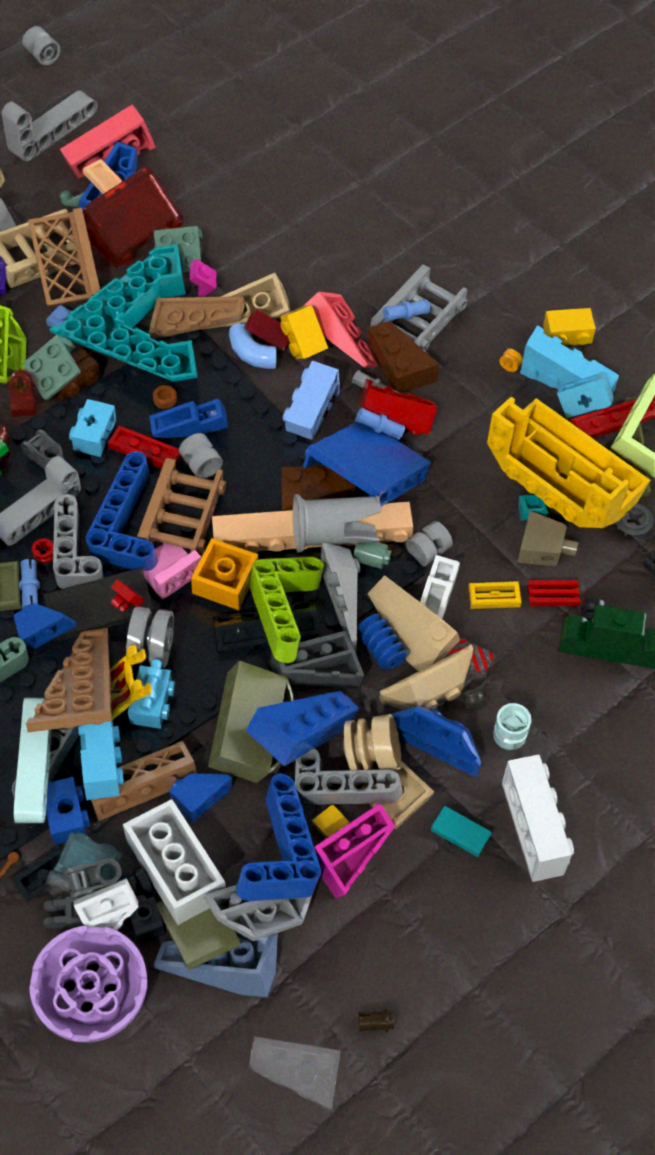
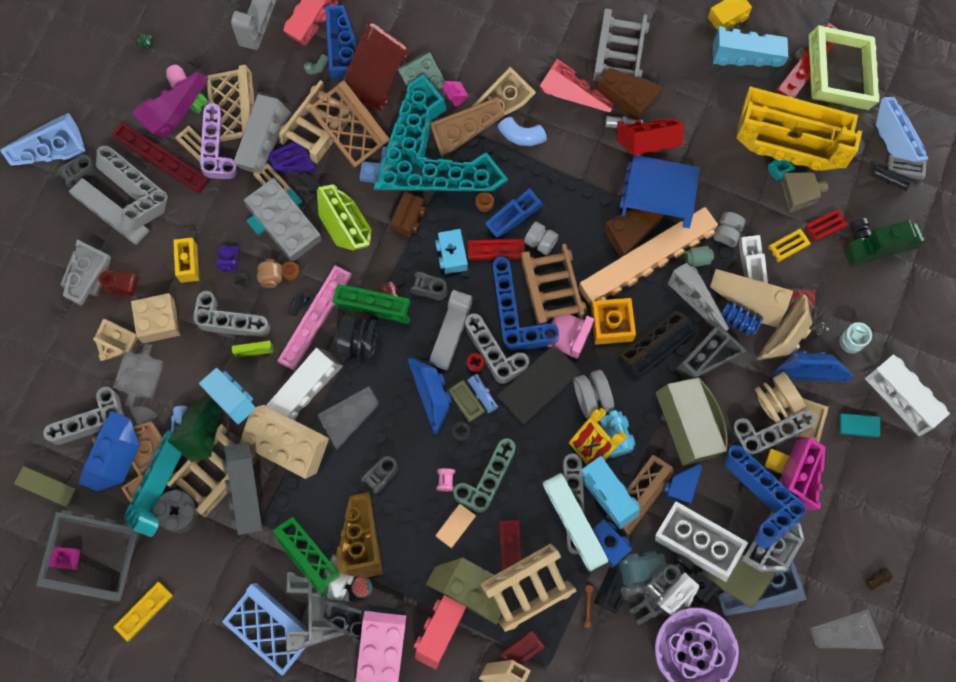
camera: 25 degrees left, 15 degrees up
(22, 397) = (383, 248): clear red piece -> none
(40, 624) = (512, 419): blue slope -> none
(52, 366) = (396, 218): sand green bracket -> none
(81, 689) = (580, 460): medium nougat wing -> none
(101, 176) = (338, 43): light nougat tile -> none
(125, 596) = (559, 371): red tile -> none
(267, 329) = (527, 113): dark red tile -> none
(268, 586) = (650, 319): lime beam -> none
(300, 725) = (732, 411): blue wedge -> none
(303, 332) = (554, 104): yellow brick -> none
(312, 400) = (592, 157): light blue wedge -> none
(333, 520) = (671, 250): light grey piece -> none
(380, 423) = (651, 154): medium blue pin -> none
(406, 310) = (616, 53): medium blue pin -> none
(511, 360) = (704, 57): light orange bush -> none
(594, 386) = (774, 65): medium azure brick -> none

